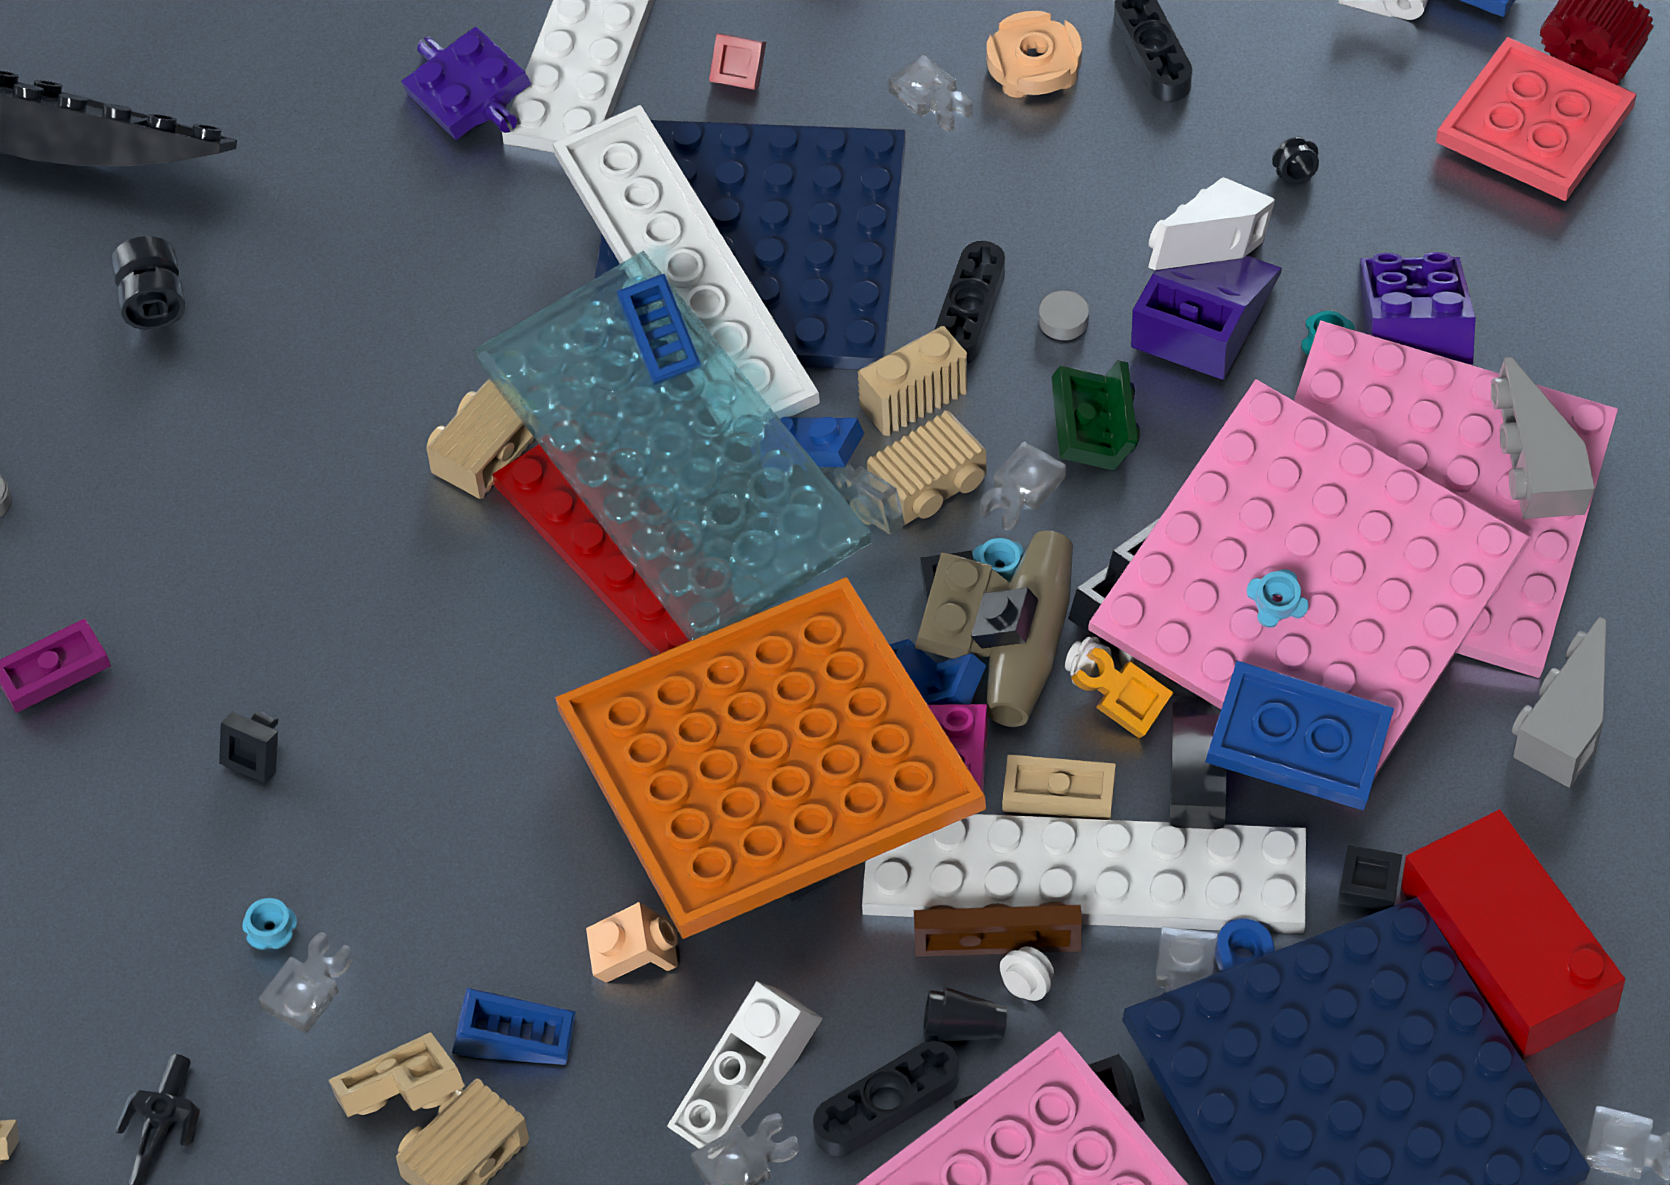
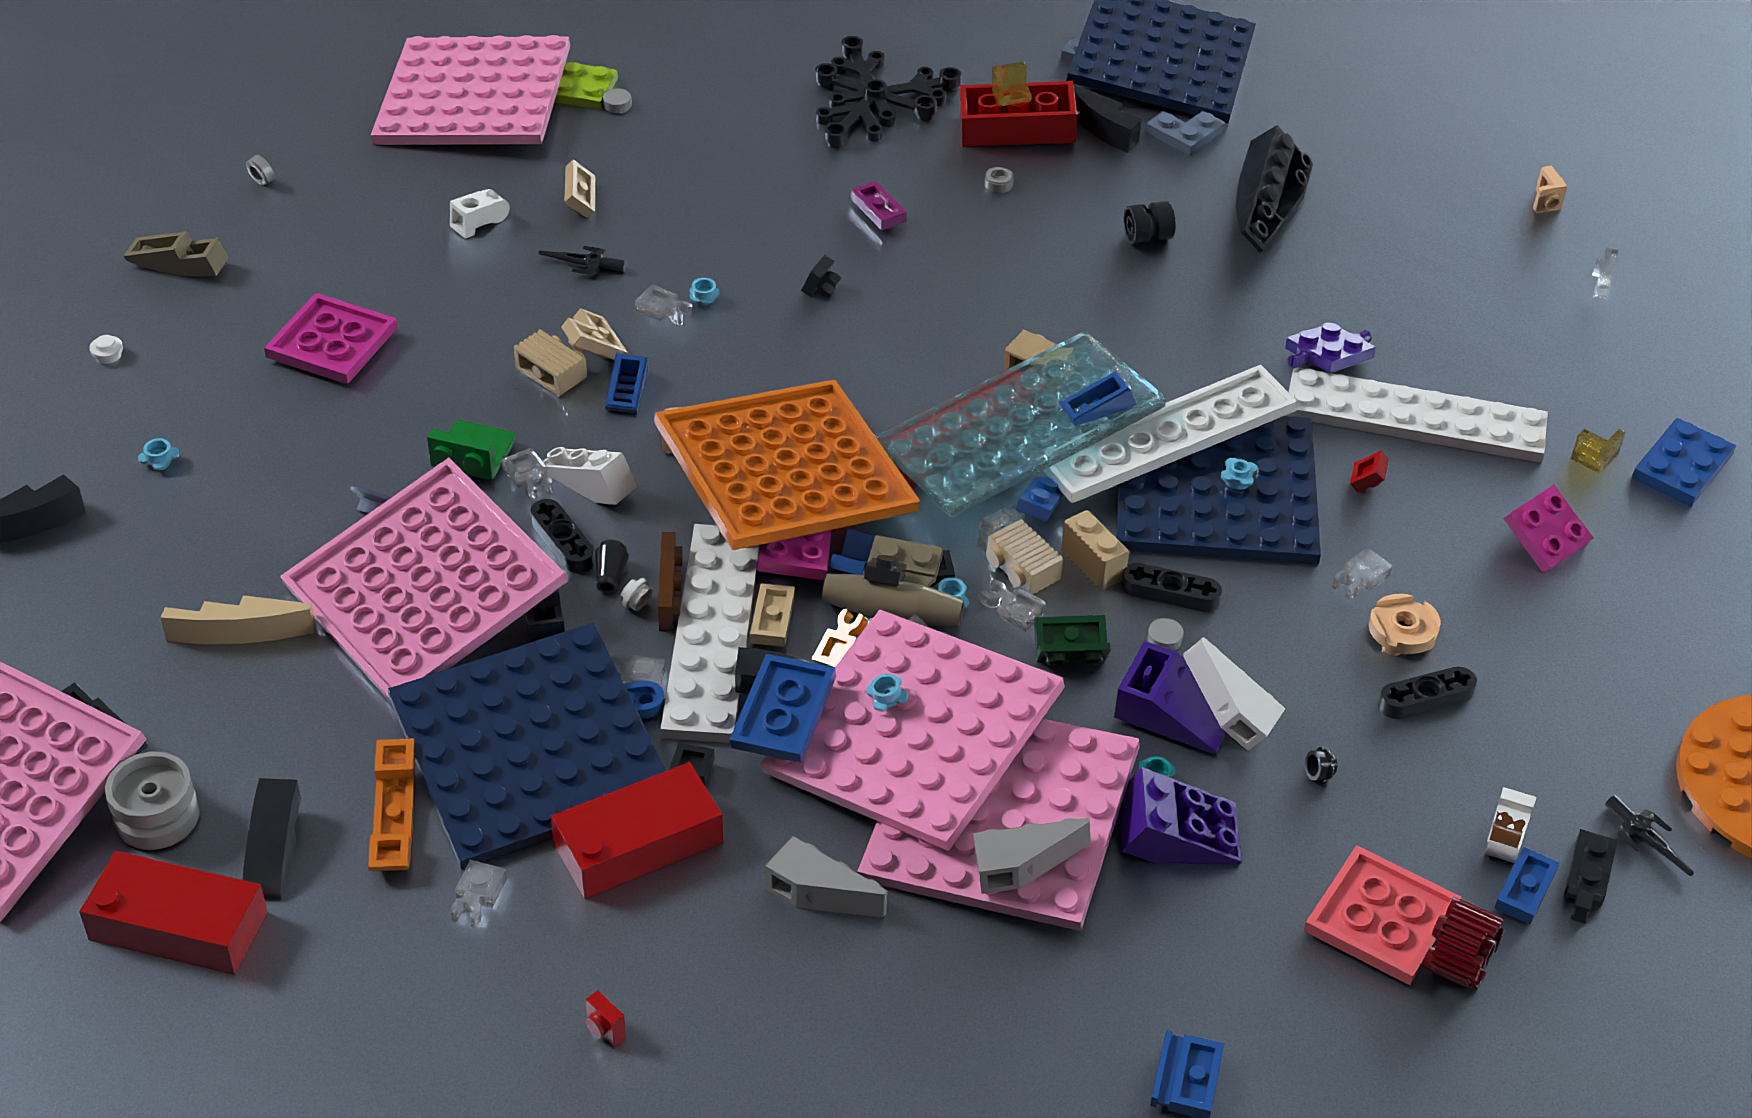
camera: 85 degrees right, 10 degrees down
(762, 198) = (1238, 473): none -> medium azure plate

